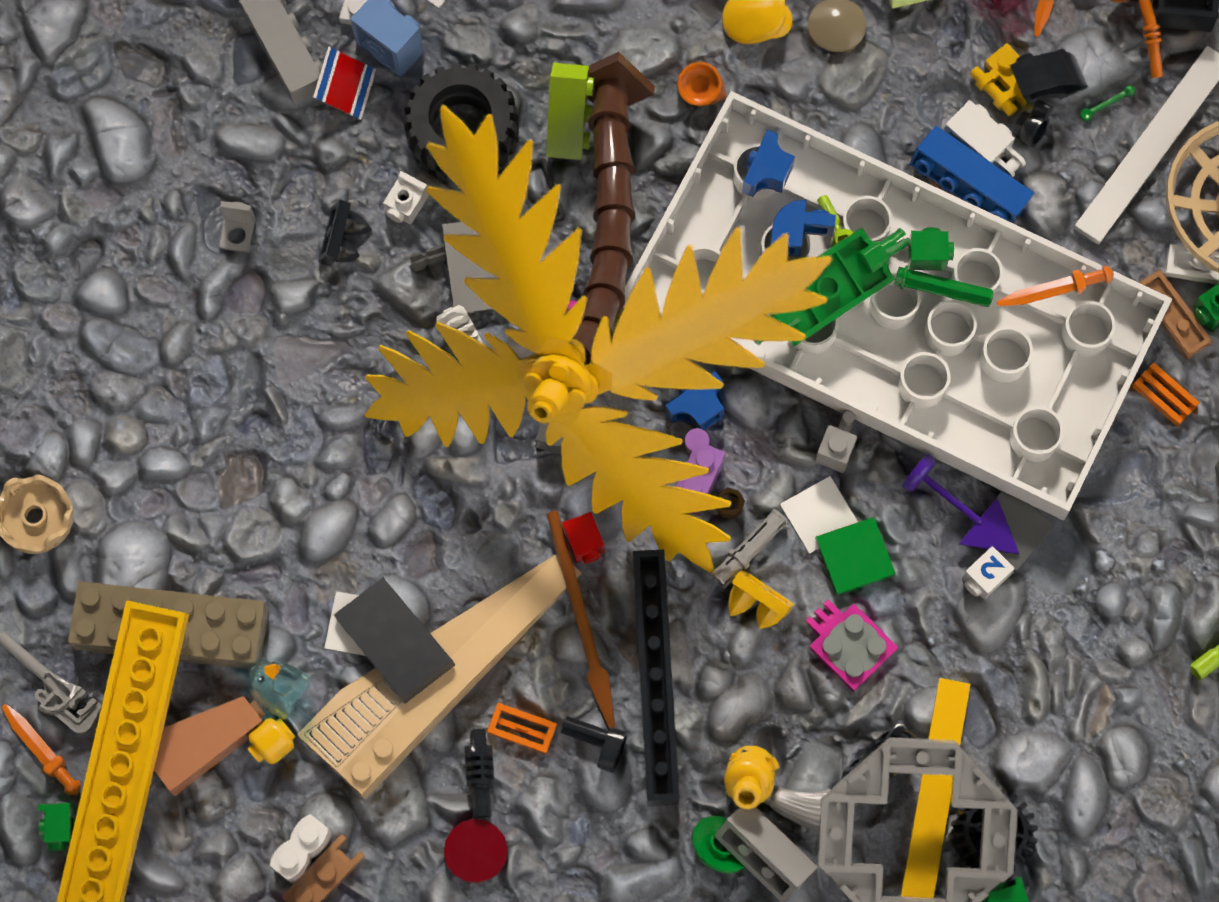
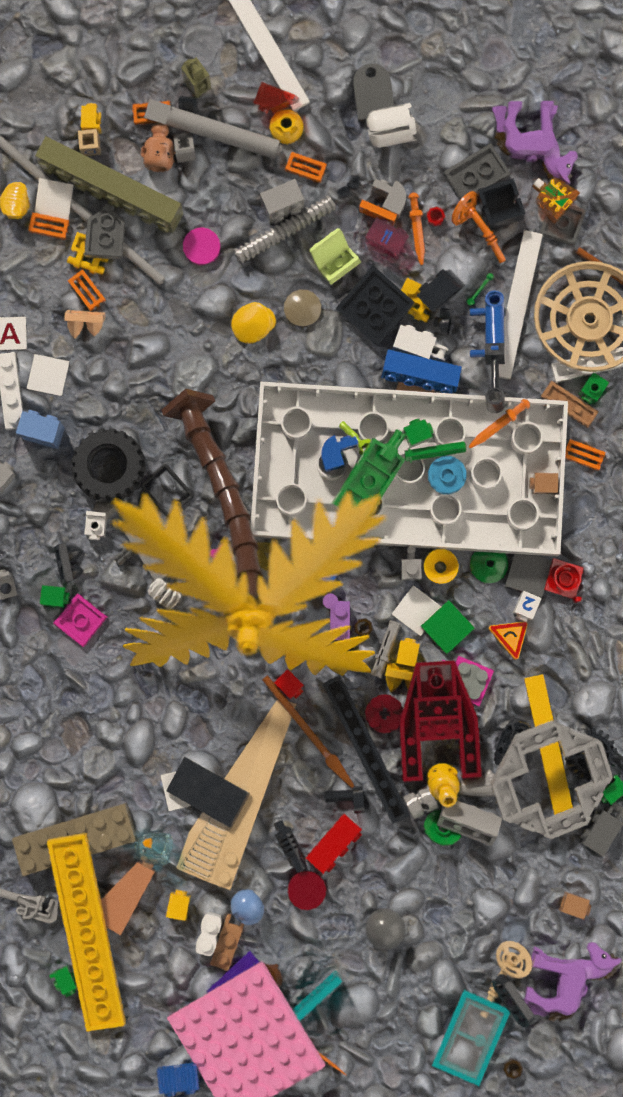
camera: 25 degrees left, 10 degrees up
(53, 765) = (45, 946): orange sword -> none
(271, 741) = (164, 879): yellow head -> none
(275, 788) = (178, 905): none -> yellow brick
(299, 272) = (54, 596): none -> green brick
(322, 323) = (80, 620): none -> dark pink tile
(344, 83) = (27, 468): sticker -> none
(377, 832) = (247, 907): none -> medium blue helmet
(547, 738) = (299, 801): orange tile -> none
(547, 798) = (334, 844): none -> red brick
(568, 111) = (170, 433): lime brick -> none
(701, 84) = (238, 381): orange piece -> none
(703, 792) = (420, 802): none -> light grey wheel
(712, 658) = (377, 704): none -> dark red plate
(767, 167) = (303, 421): blue brick -> none
(779, 566) = (407, 652): none -> yellow brick
(789, 662) = (438, 710): none -> dark red wedge
(883, 447) = (448, 559): none -> yellow piece
(944, 60) = (375, 305): none -> black plate
(944, 606) = (510, 636): none -> piece
(947, 328) = (447, 475): none -> dark azure tile
(974, 494) = (488, 574): none -> green dish
(989, 529) = (517, 581): dark purple piece -> none
(1061, 559) = (564, 579): none -> red hat
(1087, 403) = (544, 483): none -> medium nougat brick
(1092, 183) = (494, 346): none -> piece

